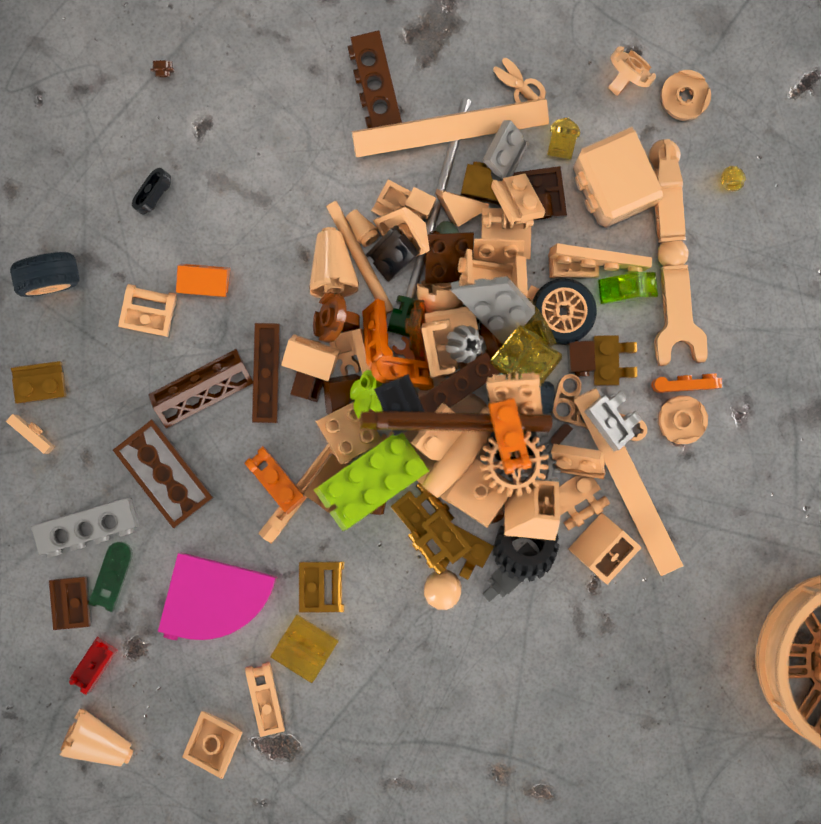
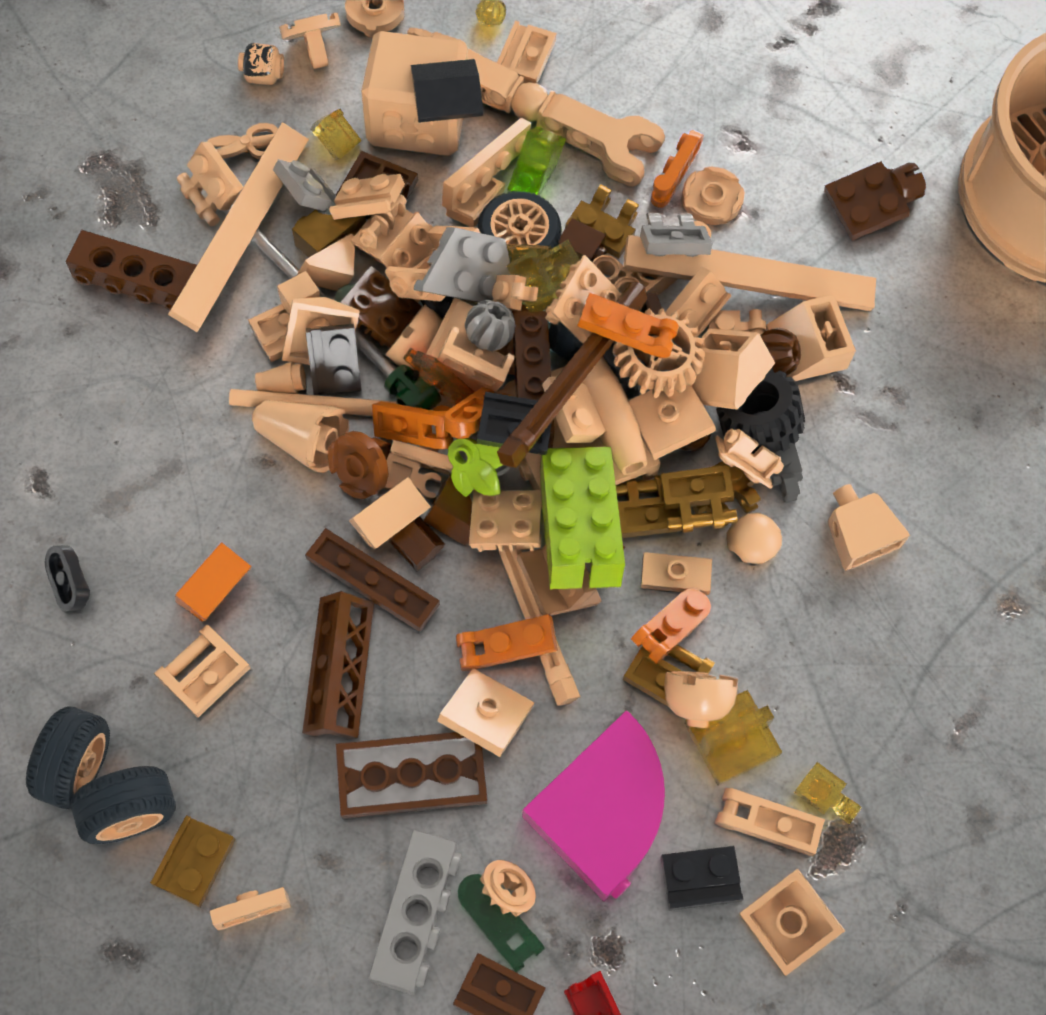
camera: 65 degrees left, 20 degrees down
(37, 325) = (122, 804): none -> black wheel
(140, 568) = (512, 878): none -> light nougat gear
(208, 678) = (701, 878): none -> black plate
(225, 494) = (486, 712): none -> light nougat plate
(303, 721) = (824, 790): none -> clear yellow plate
(309, 616) = (700, 696): none -> light nougat cylinder
(350, 573) = (673, 624): none -> orange plate
(388, 554) = (676, 573): none -> light nougat plate
(474, 85) = (215, 178): none -> light nougat plate
(484, 555) = (737, 450): none -> light nougat hinge
(491, 654) = (864, 528): none -> light nougat torso
(496, 342) = (512, 291): none -> light nougat plate
(575, 534) = (783, 348): none -> reddish brown piece
(586, 51) = (261, 64): none -> light nougat head
(614, 207) = (447, 90): none -> black slope
(714, 224) = (527, 51): none -> light nougat plate
(750, 530) = (875, 197): none -> reddish brown plate

